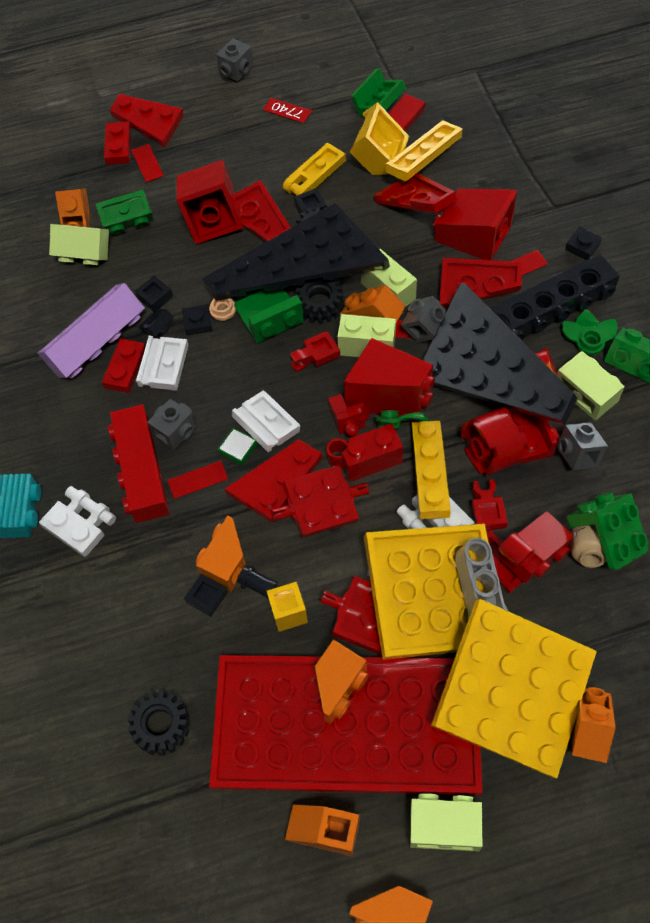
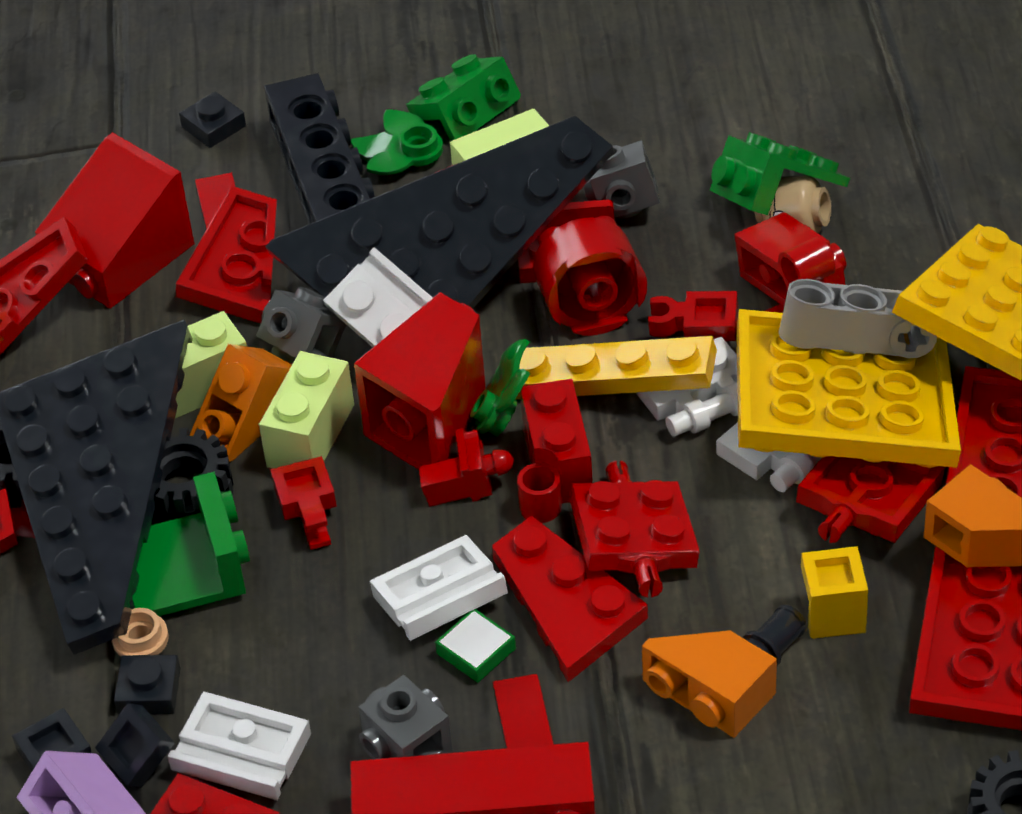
camera: 80 degrees left, 15 degrees down
(206, 595) = (784, 717): black plate -> none
(438, 345) = (375, 298): none -> white plate

